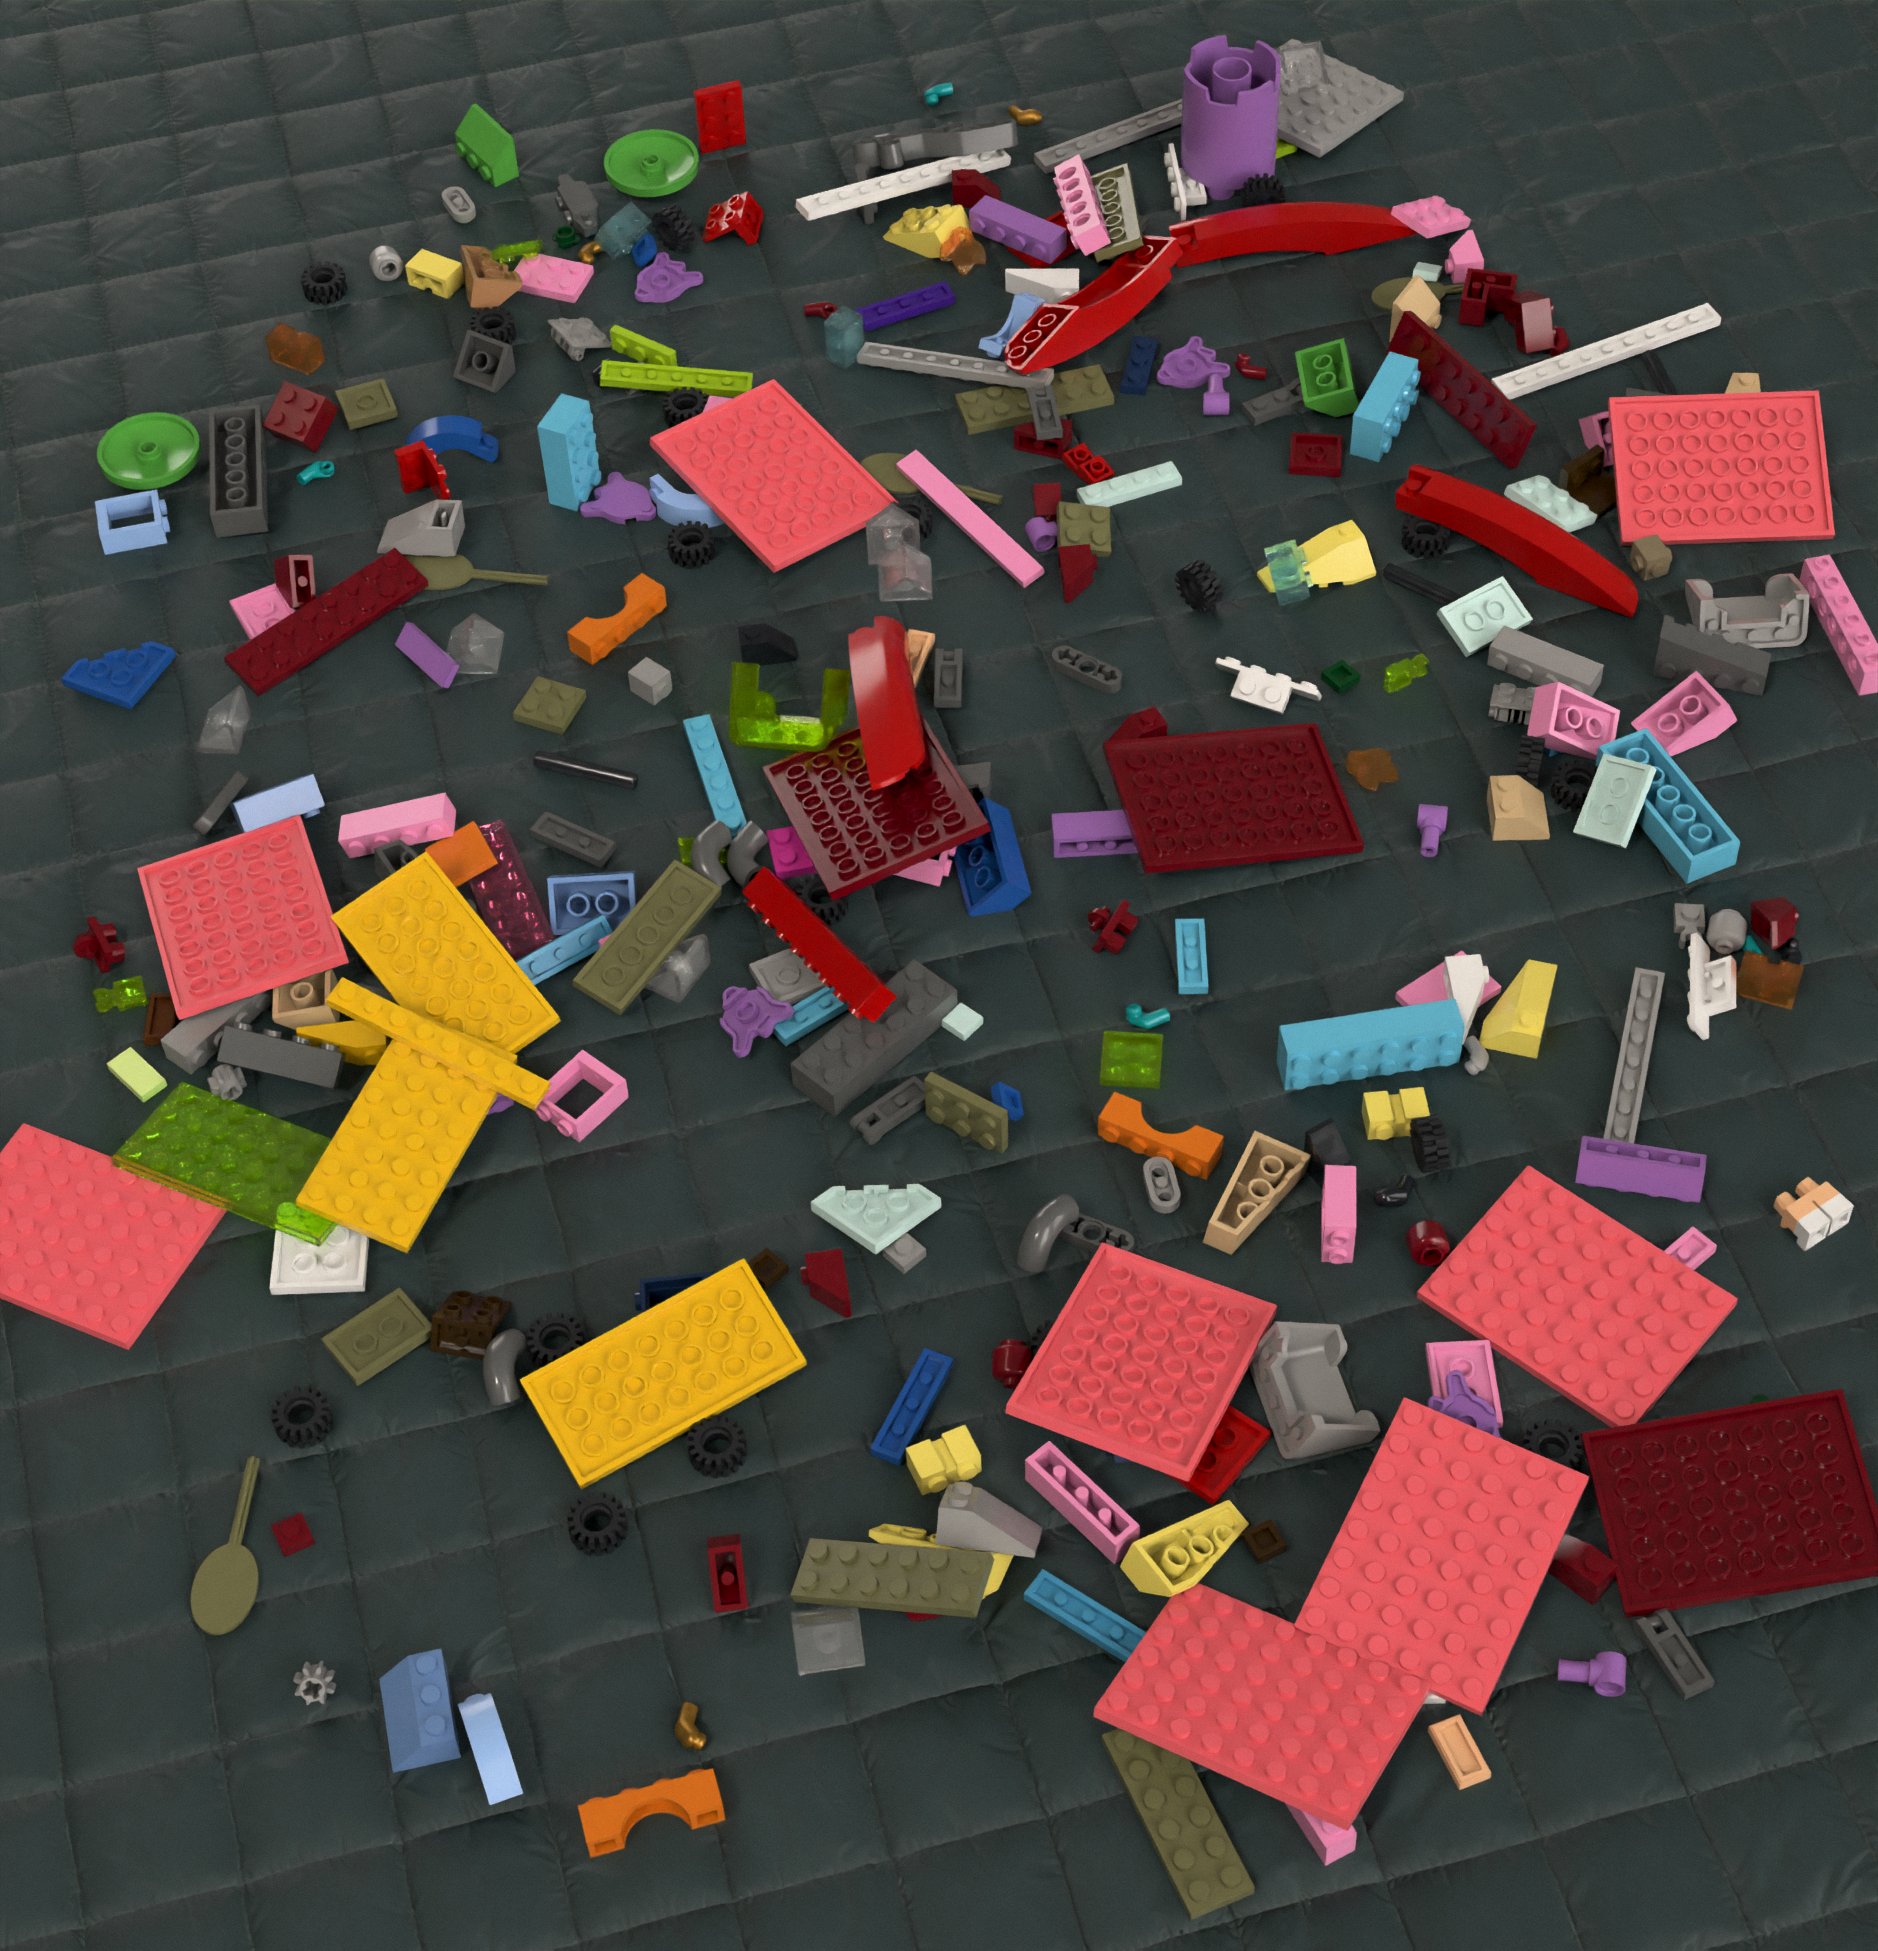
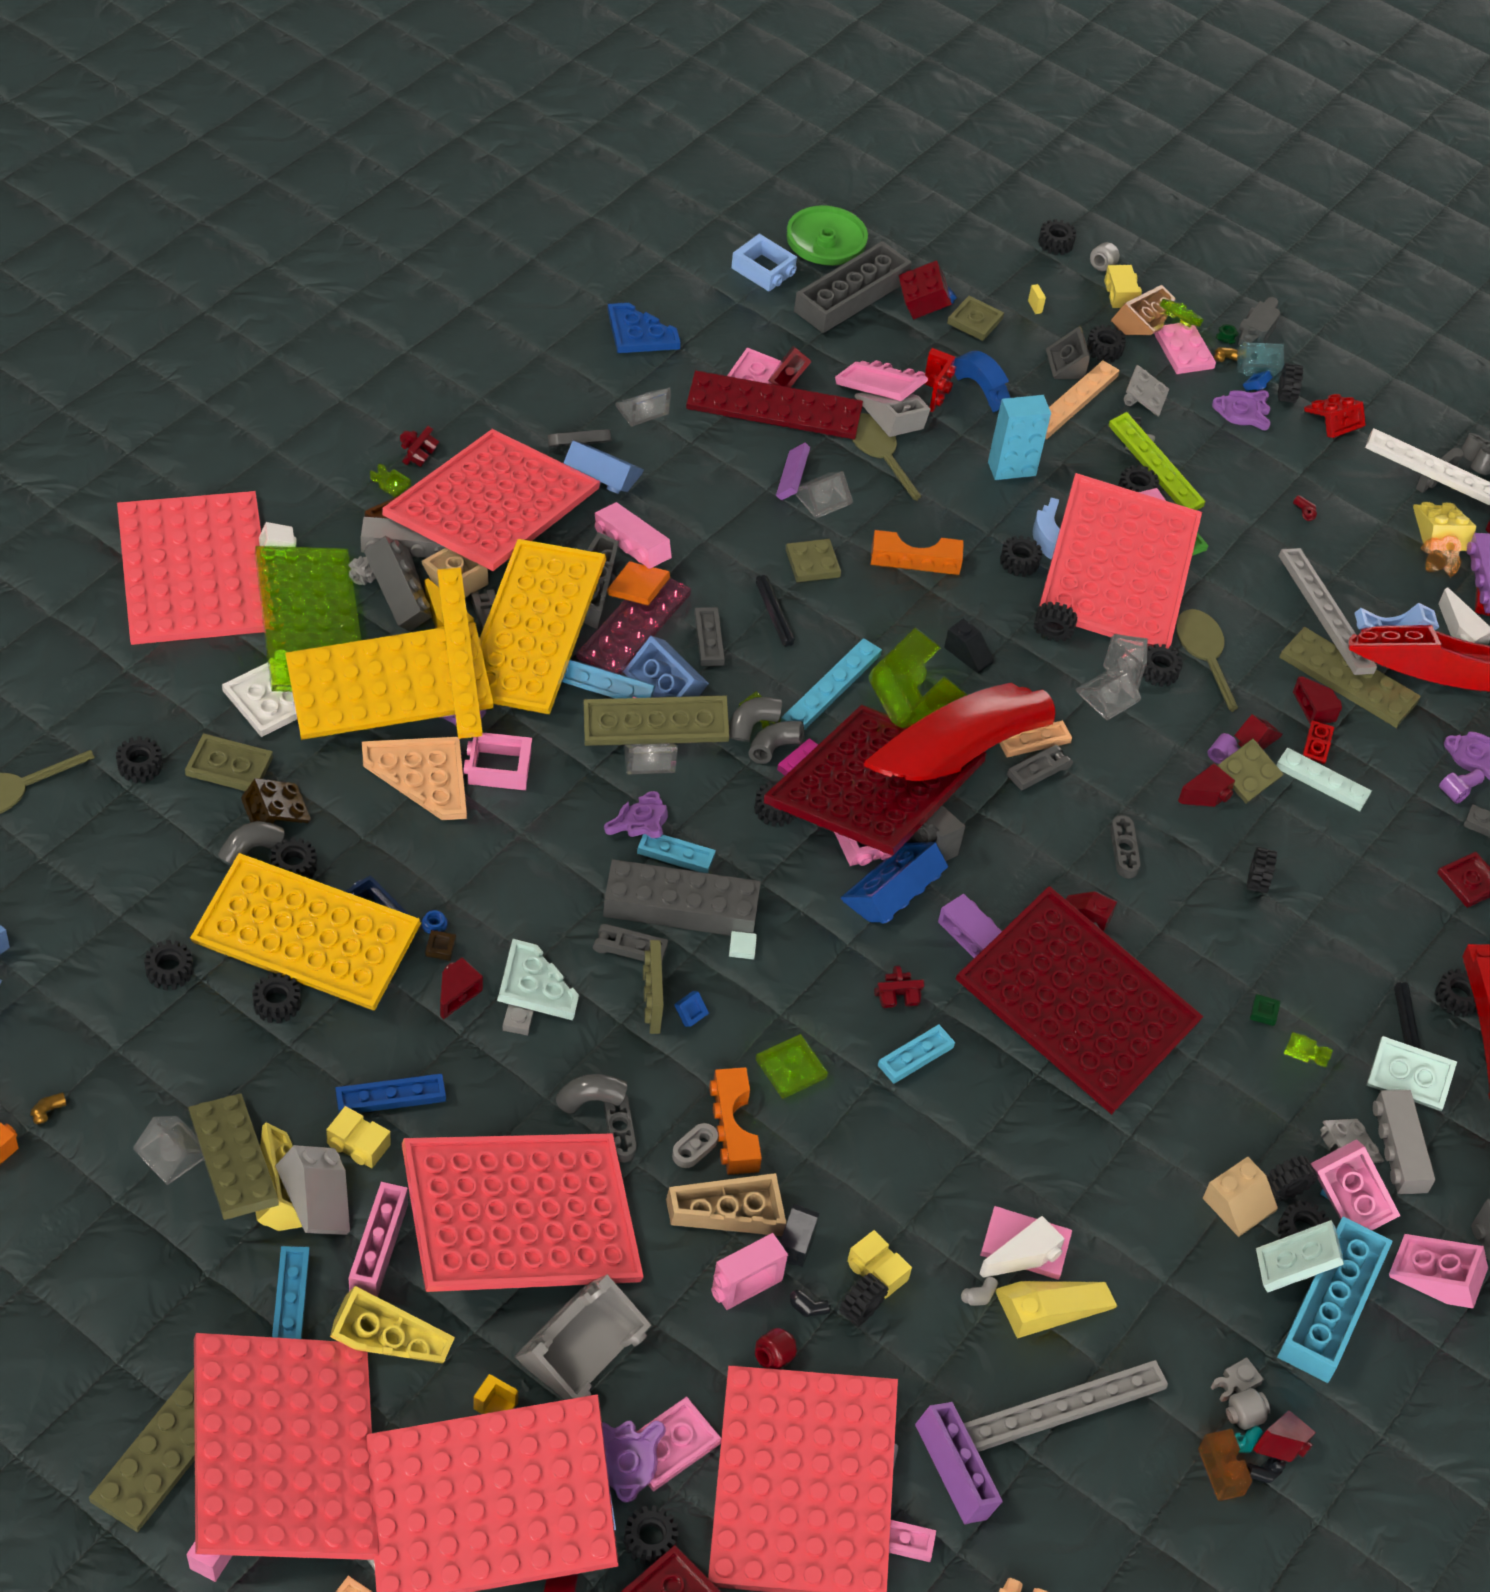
camera: 45 degrees right, 0 degrees up
(113, 1134) = (277, 536): none -> white brick
(137, 1074) = (337, 524): yellowish green tile -> none
(292, 1534) = (51, 807): dark red plate -> none
(295, 350) = (984, 255): clear orange brick -> none
(317, 469) = (895, 326): teal arm -> none
(383, 517) = (881, 379): none -> bright pink hinge
(389, 344) = (1036, 299): none -> light yellow tile
(458, 204) = (1196, 263): light grey plate -> none
(486, 147) = (1256, 246): bright green slope -> none
(533, 381) = (1080, 395): none -> light nougat plate
(535, 1168) = (423, 770): none -> light nougat plate
(620, 501) = (1023, 497): medium lavender tile -> none
(641, 347) = (1166, 431): lime plate -> none
(650, 681) = (879, 600): light grey brick -> none
(651, 163) = (1337, 338): bright green dish -> none
(719, 116) = (1412, 346): red plate -> none
(727, 1573) = (180, 1058): dark red slope -> none
(729, 1254) = (434, 917): none -> blue plate
(786, 977) = (694, 820): light grey plate -> none
(799, 562) = (1055, 621): none -> black tyre
(819, 945) = (722, 817): red brick -> none
(843, 336) = (1286, 530): clear light blue brick -> none
(906, 306) = (1358, 552): dark purple plate -> none
(970, 518) = (1196, 700): bright pink tile -> none
(1010, 1362) = (468, 1127): dark red head -> none
(1044, 413) = (1328, 683): dark grey plate -> none
(1139, 365) = (1447, 722): dark blue plate -> none
(1146, 1020) = (836, 1056): teal arm -> none
(1226, 1455) = (489, 1311): red plate -> none
(1262, 689) = (1206, 965): white bracket -> none
(1264, 1541) = (432, 1378): dark brown plate -> none
(1287, 572) = (1328, 919): clear light blue brick -> none
(1322, 1500) = (495, 1396): none -> yellow panel
(1333, 556) = (1371, 939): light yellow wedge -> none
(1370, 1044) = (922, 1210): medium azure brick -> none
(1371, 767) = (1199, 1080): clear orange plate -> none
(1431, 824) = (1177, 1144): medium lavender pin -> none
(1710, 986) = (1182, 1422): white bracket -> none

